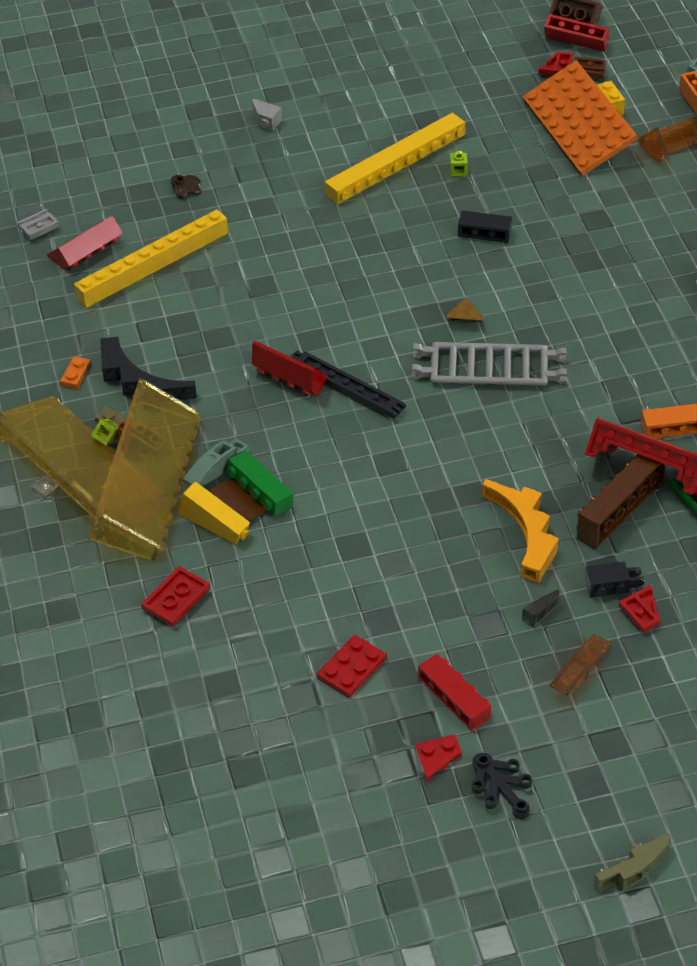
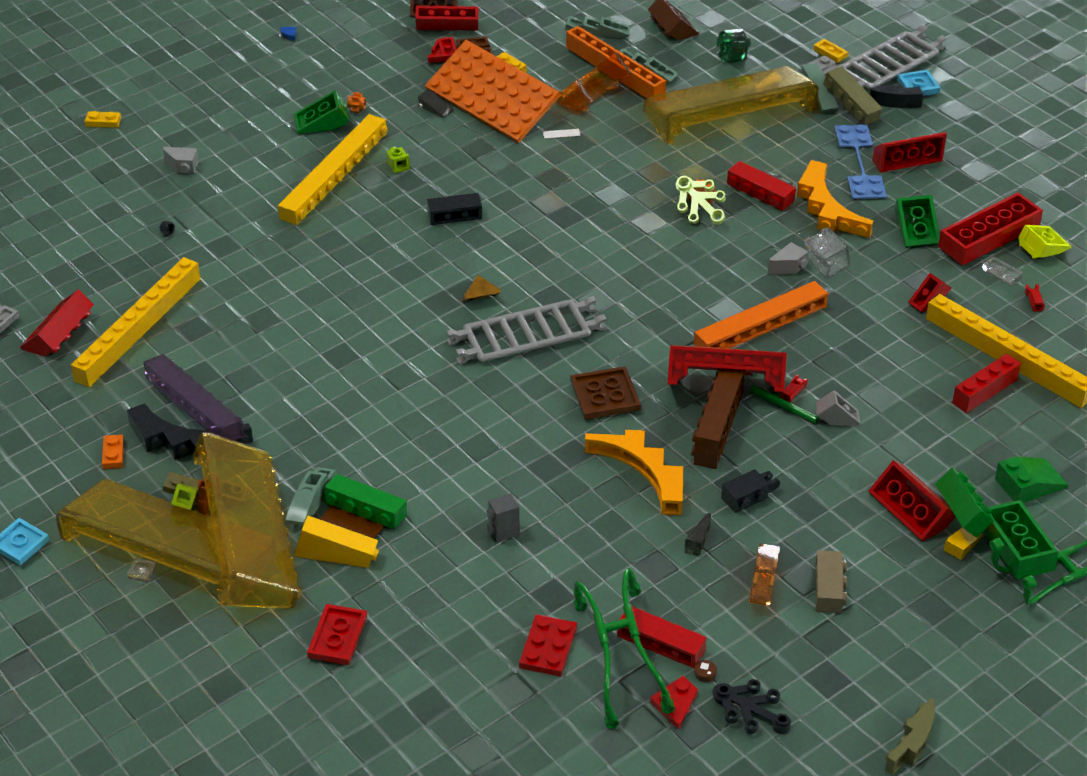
camera: 25 degrees left, 5 degrees down
(160, 344) = (193, 398): none -> clear purple brick
(185, 185) = (133, 244): dark brown plate -> none
(219, 58) = (102, 119): none -> yellow plate
(220, 178) = (167, 230): none -> black hinge
(288, 369) = (336, 386): red slope -> none
(353, 386) = (399, 385): black hinge -> none
(369, 536) = (503, 518): none -> dark grey brick
(399, 637) = (634, 590): none -> green bar
(413, 102) = (322, 115): none -> green slope
(426, 12) = (289, 32): none -> blue tile
(449, 97) = (356, 102): none -> orange gear
(478, 736) = (705, 670): none -> reddish brown tile
(521, 116) = (431, 102): none -> clear smoke slope
(529, 445) = (605, 392): none -> reddish brown plate
(628, 176) = (561, 133): none -> white sticker
(639, 691) = (830, 581): none -> dark tan brick
(641, 609) = (790, 508): red wing -> none

